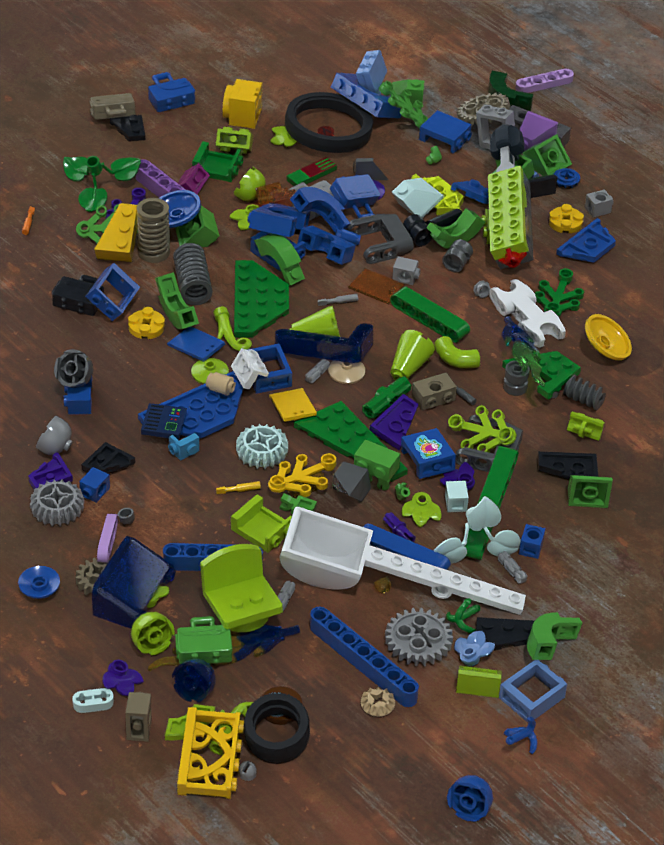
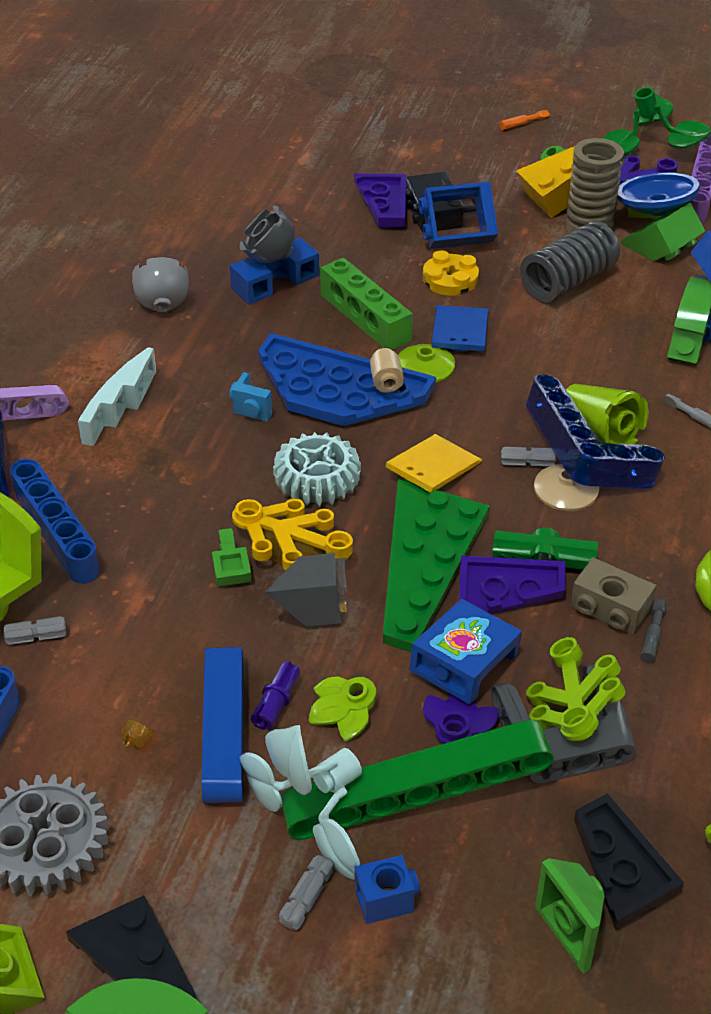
camera: 60 degrees right, 0 degrees up
(45, 500) = (52, 341): light grey gear -> none
(49, 471) = (101, 316): dark purple wing -> none
(51, 312) = (384, 197): none -> dark purple wing
(95, 484) = (107, 354): blue brick -> none
(108, 459) = (171, 347): black wing -> none
(126, 516) = (74, 407): dark grey hinge -> none
(131, 491) = (120, 392): none -> light aqua slope
(148, 366) = (366, 304): none -> bright green brick
(163, 421) = (271, 357): dark blue tile -> none
(173, 304) = (503, 275): bright green arch -> none
(224, 328) = (532, 325): lime plant -> none
(239, 487) = (222, 486): yellow piece -> none
(248, 366) = (443, 380): white bracket -> none
(258, 298) = (606, 343): green plate -> none
(260, 524) = (162, 538): lime panel -> none
(281, 378) = (475, 429): blue window -> none
(333, 555) = (126, 633): white plate -> none
(379, 461) = (367, 593): bright green brick -> none
(402, 491) = (360, 660): bright green arm -> none
(411, 354) = (650, 531): lime cone -> none
(456, 496) = (404, 730): light aqua brick -> none
(463, 613) = (116, 866): green piece -> none
(473, 648) = (62, 925): medium blue plate -> none

